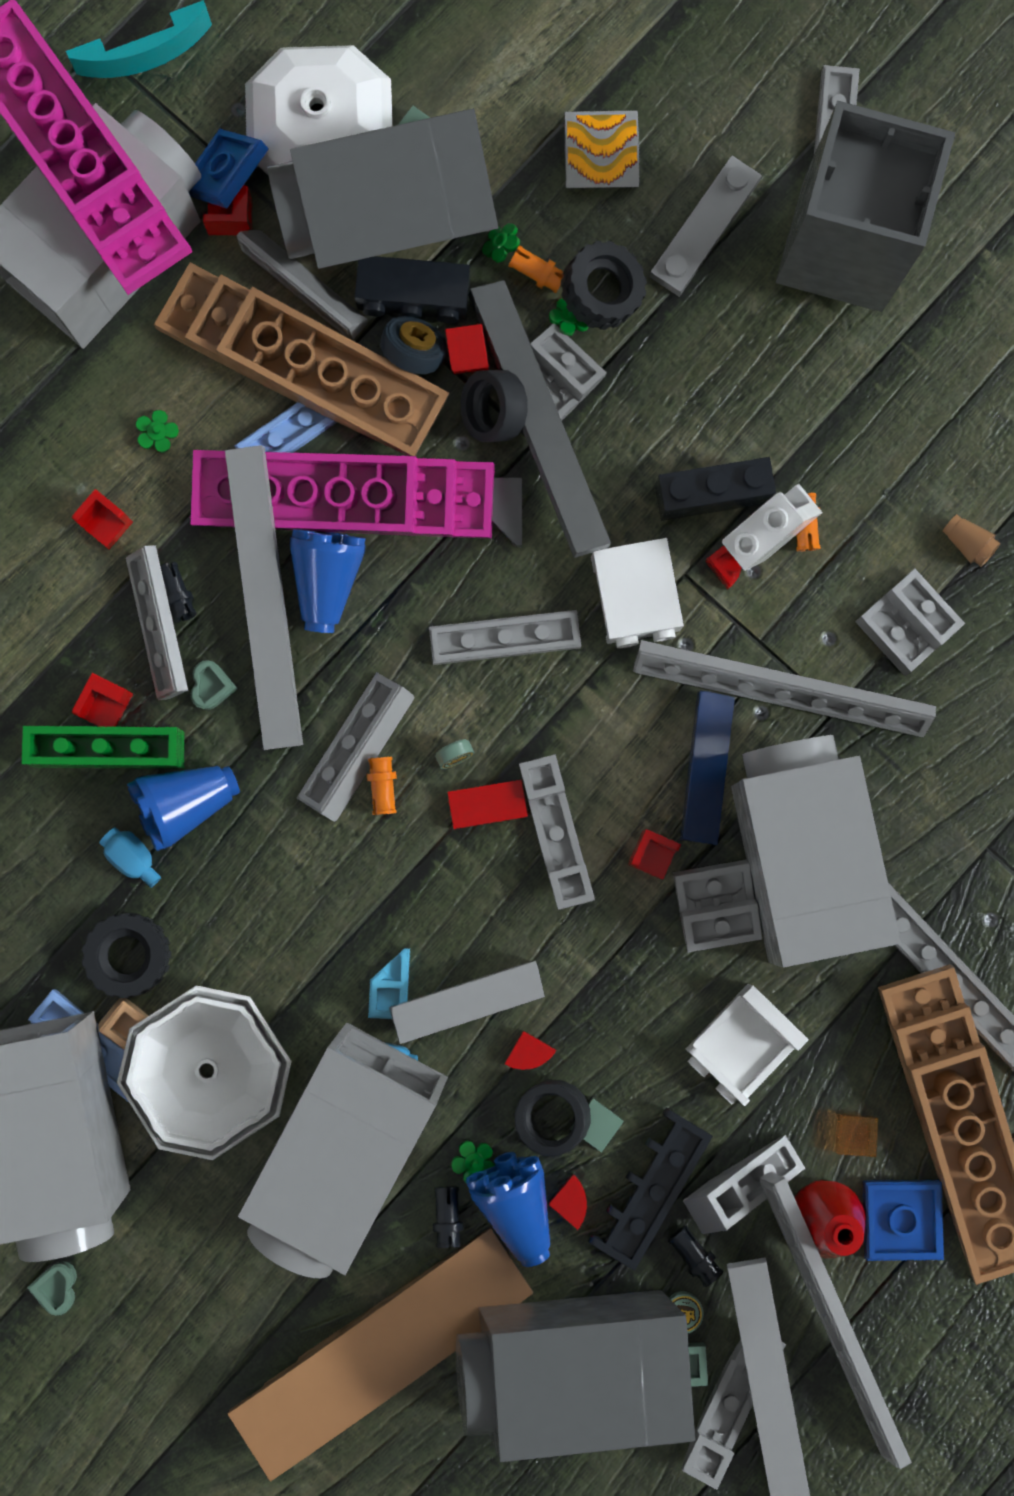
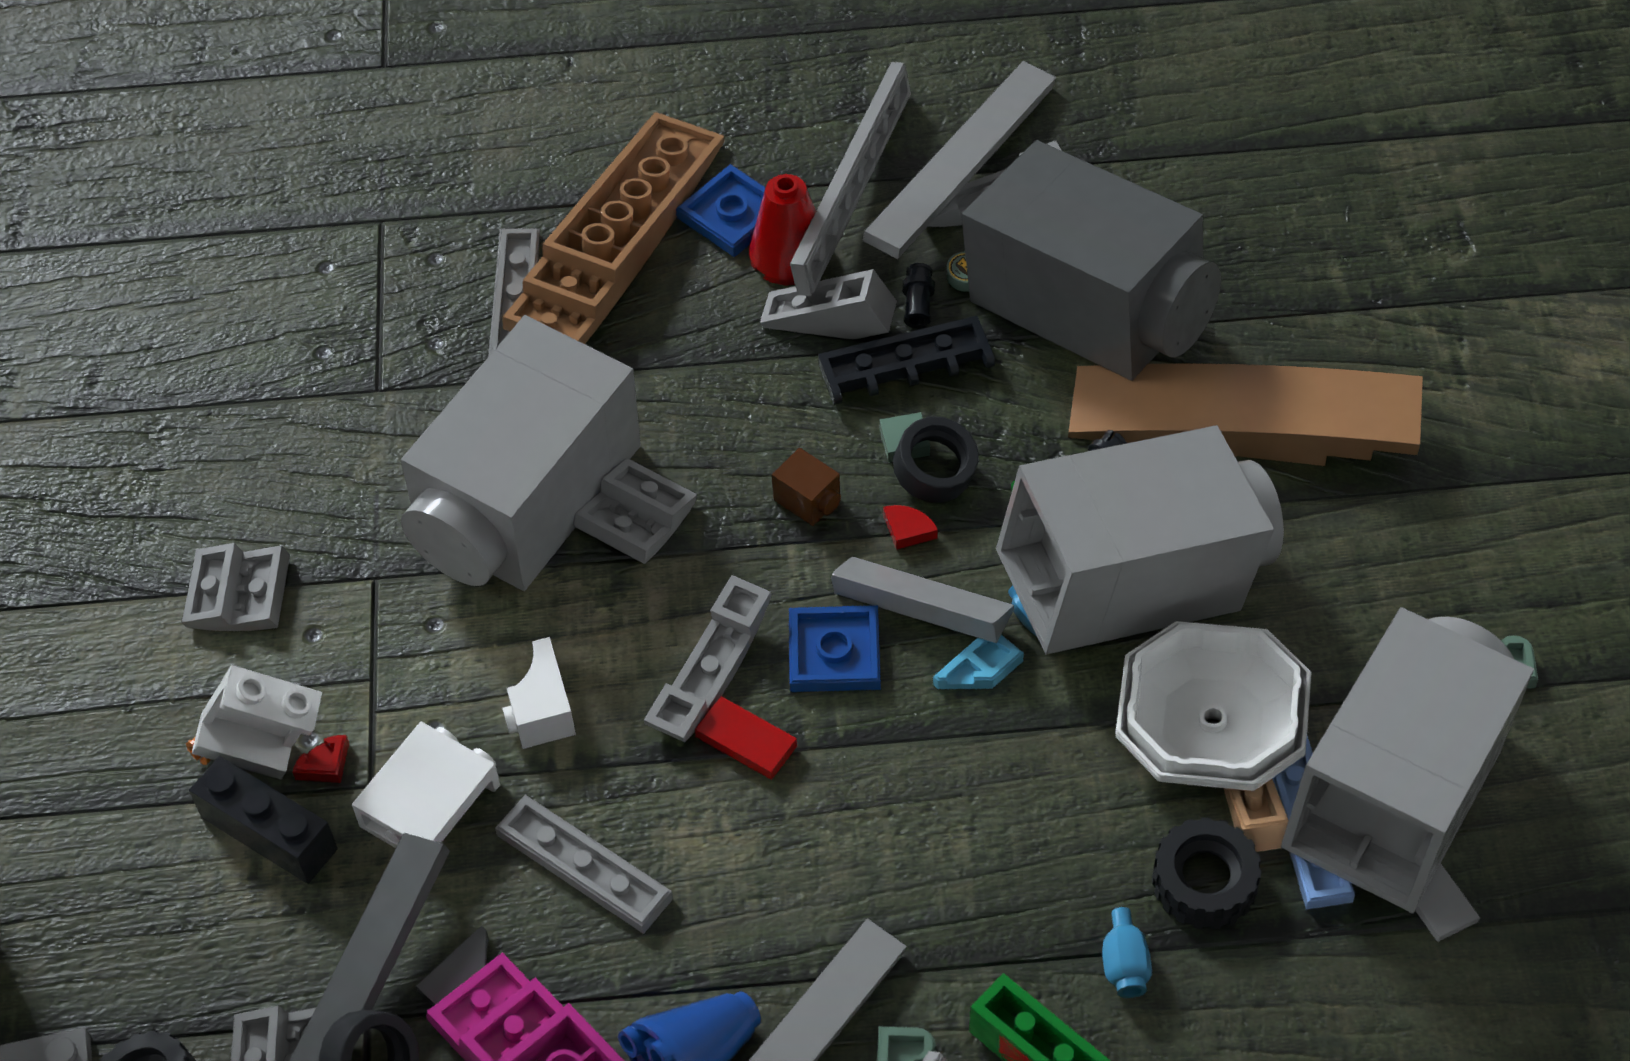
camera: 130 degrees left, 30 degrees down
(180, 801) = (1035, 951): blue cone -> none
(358, 740) = (817, 885): light grey slope -> none
(382, 785) = (819, 830): orange pin -> none
(454, 754) = (732, 795): sand green tile -> none
(492, 917) = (834, 648): none -> blue tile
(515, 1205) = (1025, 423): blue cone -> none
(570, 1201) = (981, 402): red tile -> none
(618, 1020) = (806, 487): none -> reddish brown brick
(630, 713) = (539, 701): none -> white arch
(653, 854) = (645, 586): red panel -> none
(707, 768) = (528, 616): dark blue slope -> none
(744, 1045) = (724, 400): white panel -> none
(784, 689) = (400, 621): light grey tile -> none
(856, 1135) = (705, 283): clear orange tile -> none
(971, 540) = (112, 602): medium nougat cone -> none

